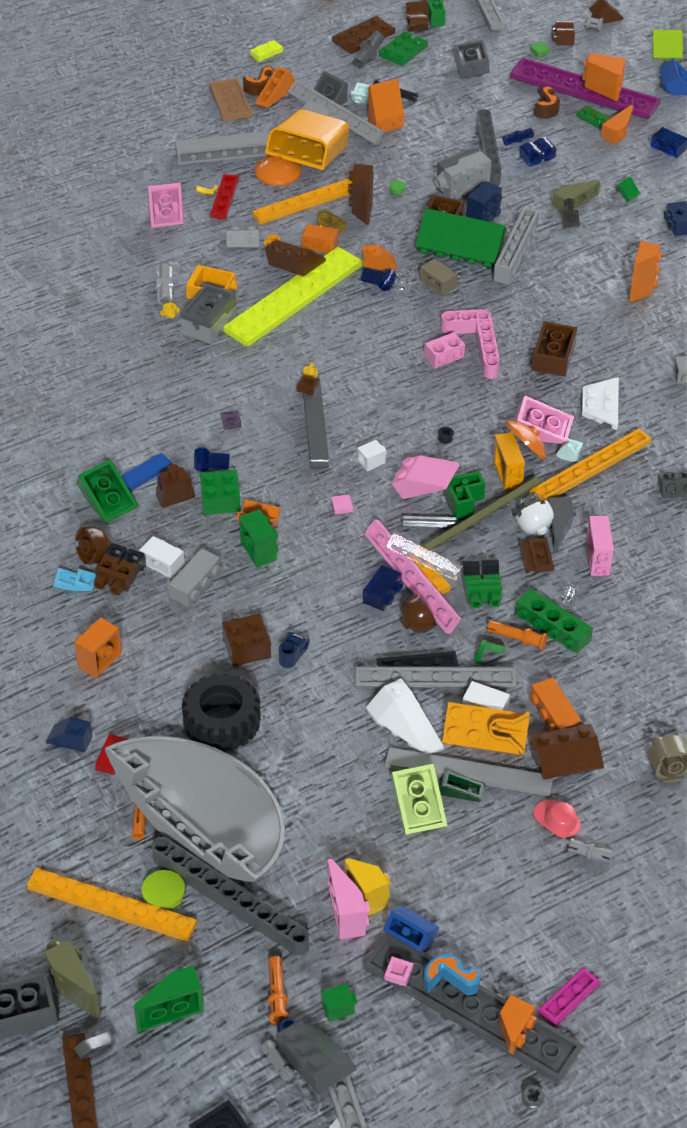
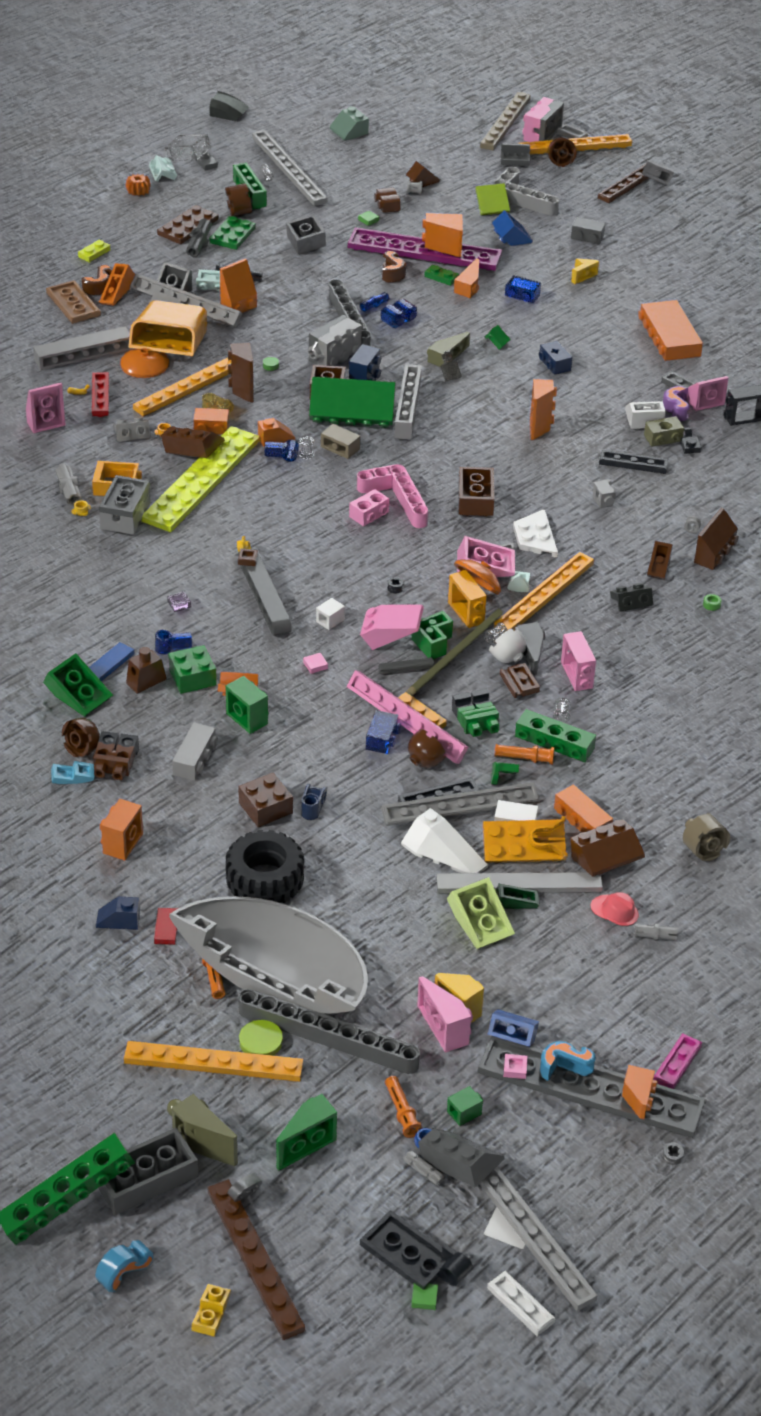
camera: 15 degrees left, 5 degrees down
(163, 557) = (156, 737): white brick -> none
(424, 556) = (414, 696): clear tile -> none

